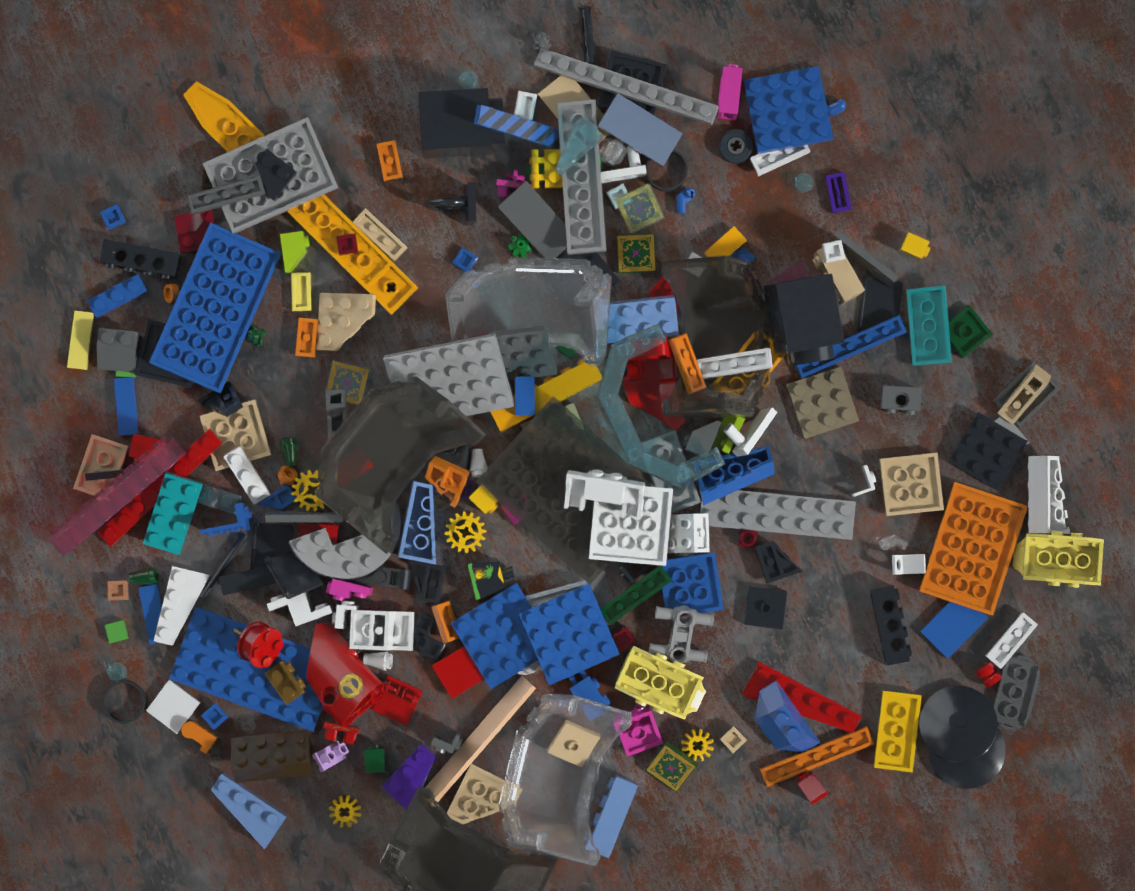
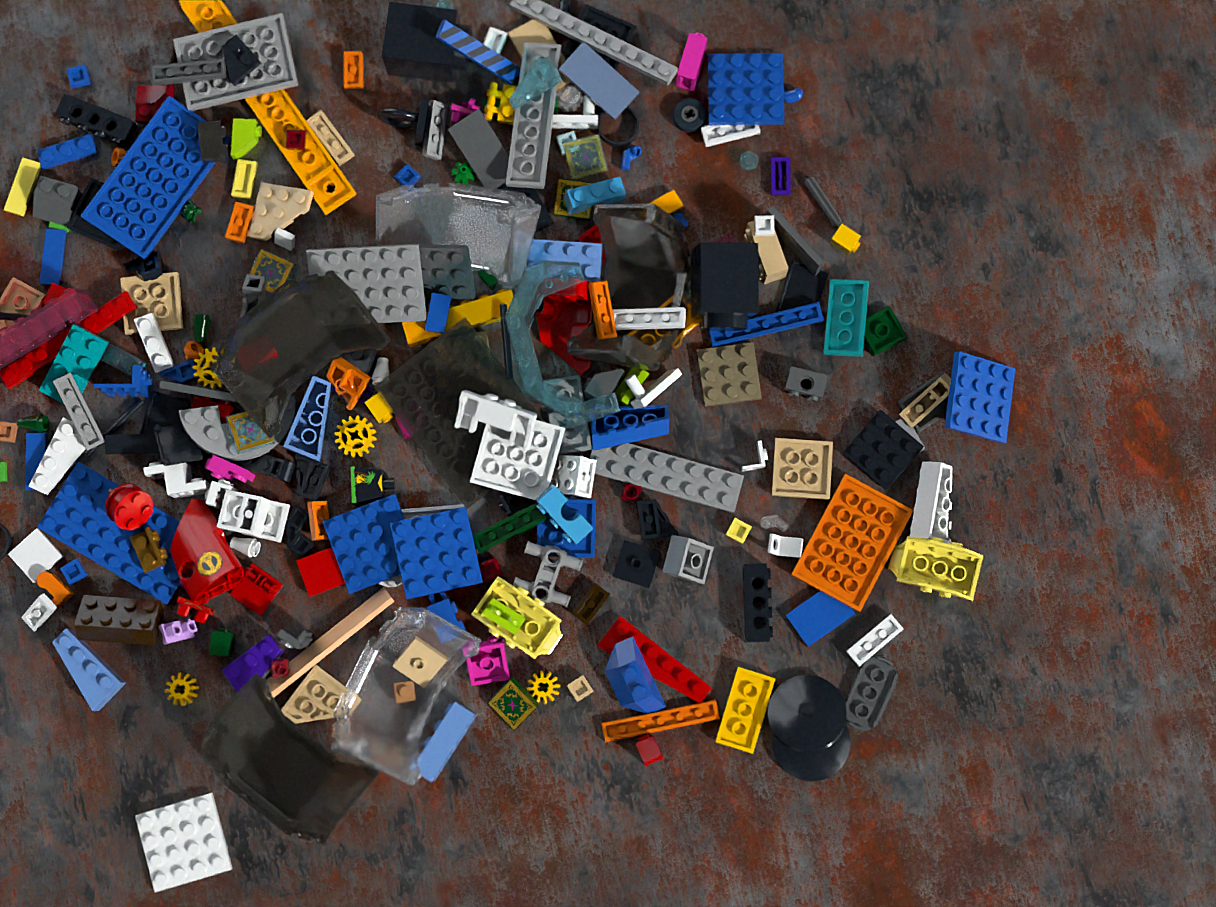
camera: 10 degrees right, 5 degrees down
(188, 558) = (79, 411): none -> light grey plate
(190, 762) = (39, 612): none -> white plate
(264, 262) = (211, 141): none -> clear smoke brick
(355, 346) = (284, 239): none -> white tile
(360, 550) = (246, 433): none -> tile
(437, 774) = (279, 668): none -> dark red plate
(484, 209) = (435, 130): none -> light grey plate
(563, 774) = (404, 691): none -> medium nougat plate
(598, 412) = (506, 343): none -> black bar
(647, 685) = (504, 616): none -> lime bracket
(657, 247) = (603, 192): none -> dark azure arch
(674, 564) = (551, 502): none -> dark azure arch
(728, 655) = (591, 604): none -> dark brown plate
(815, 594) = (688, 559): none -> light grey slope
(860, 557) = (738, 530): none -> light yellow plate
(885, 210) = (823, 201): none -> dark grey axle
(988, 675) = (845, 670): red wheel -> none
(1075, 384) = (980, 397): none -> blue plate

